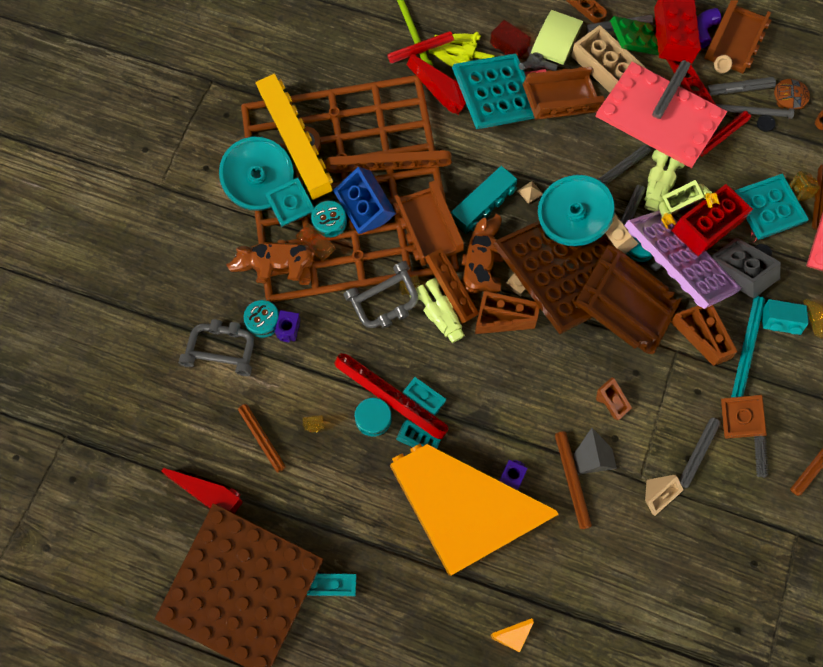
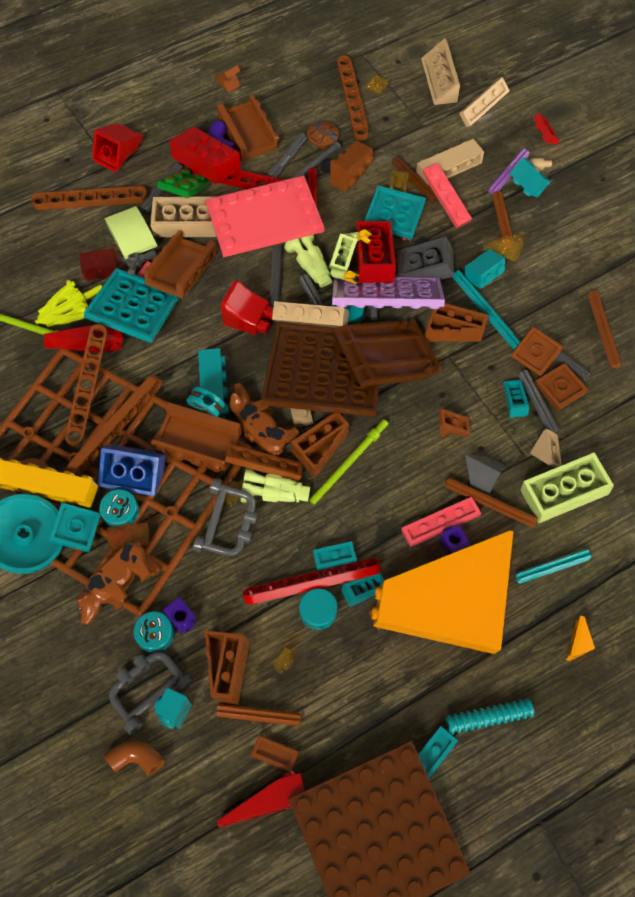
camera: 50 degrees left, 5 degrees down
(169, 376) = (134, 752): none -> dark orange cylinder
(215, 375) = (172, 709): none -> teal brick
(243, 471) = (275, 754): none -> dark orange tile
(277, 386) = (226, 664): none -> dark orange wedge
(394, 606) = (489, 716): none -> teal piece
(411, 114) = (86, 392): none -> dark orange beam
(421, 47) = (39, 327): red axle -> none
(458, 205) = (205, 401): none -> teal head
(517, 450) = (437, 522): none -> coral plate
(530, 192) = (235, 350): tan slope -> none
(549, 347) = (371, 437): none -> lime bar
(560, 568) = (552, 566): none -> teal axle
(566, 160) = (245, 310): none -> red hips
(576, 210) = (287, 327): teal dish -> none
(638, 530) = (566, 487): none -> yellowish green brick
(671, 89) = (254, 193): dark grey axle -> none
(677, 440) = (521, 407): none -> teal slope
(723, 64) = (259, 153): tan tile -> none
(730, 460) = (561, 387): none -> dark orange plate
(780, 138) = (350, 166): none -> dark orange wedge

